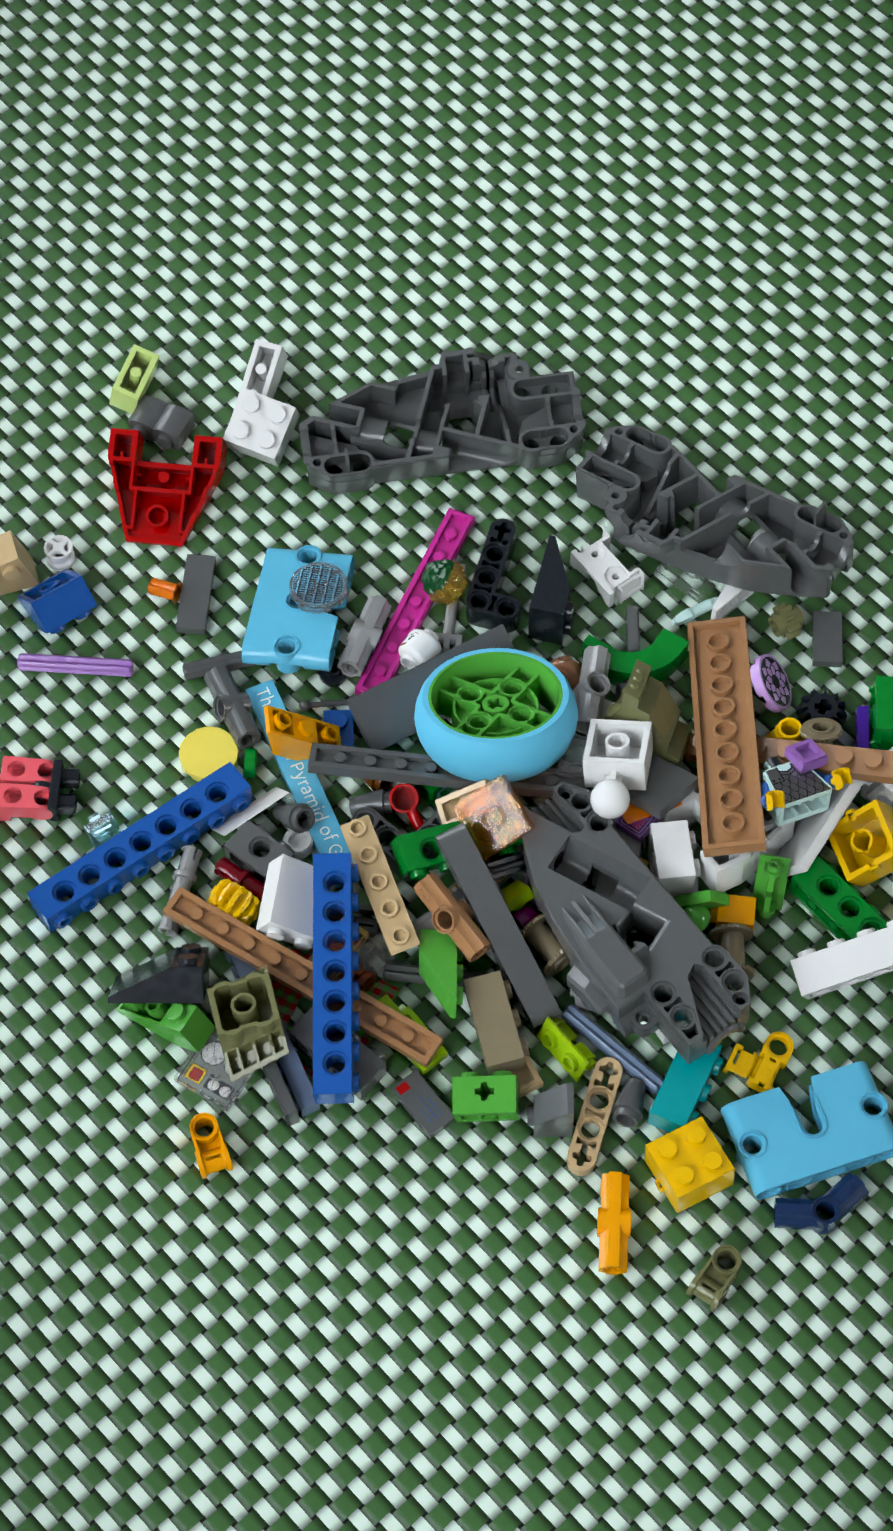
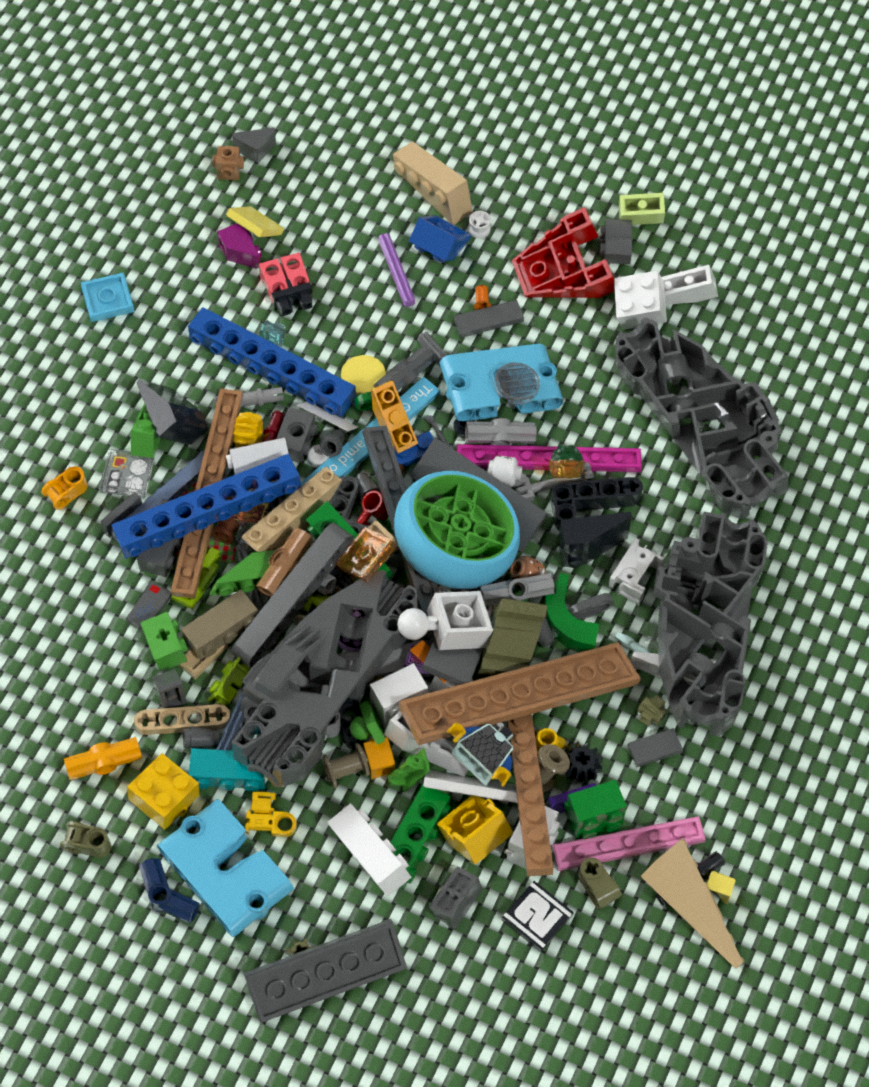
camera: 65 degrees right, 0 degrees up
(247, 1023) = (155, 466): olive slope -> none
(771, 683) = (587, 715): lavender tile -> none
(806, 755) = (515, 748): medium lavender tile -> none

